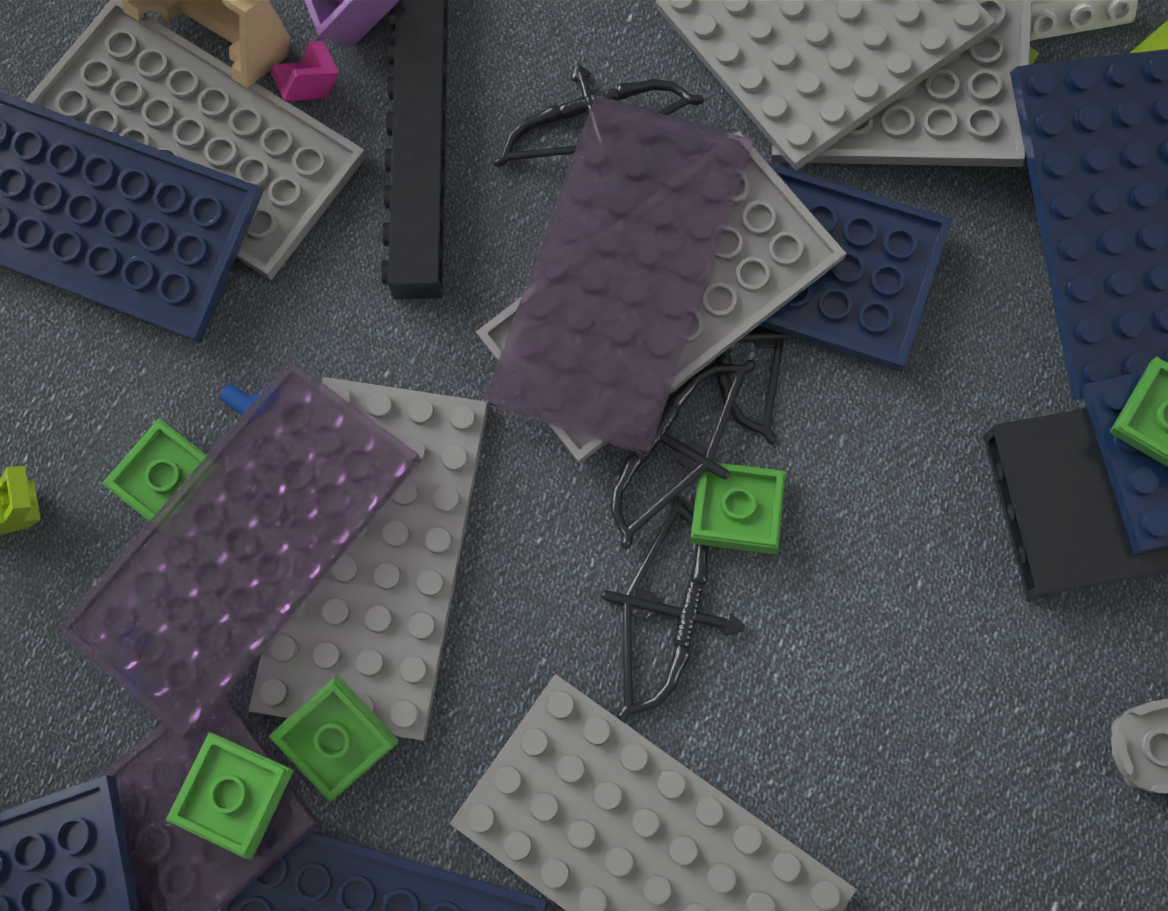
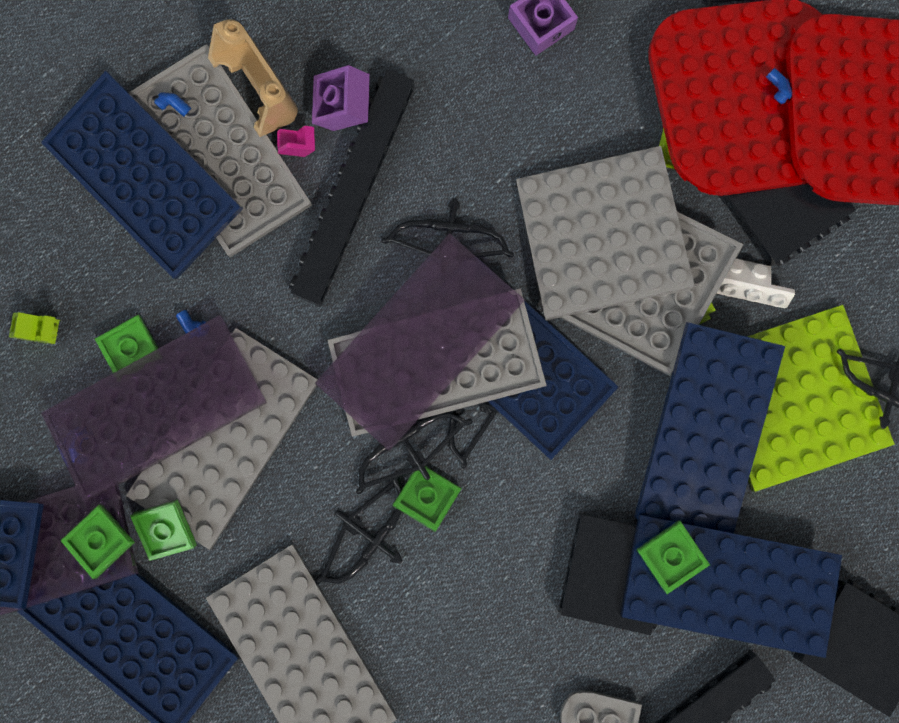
camera: 15 degrees right, 10 degrees up
(93, 85) = (172, 100): none -> blue arm

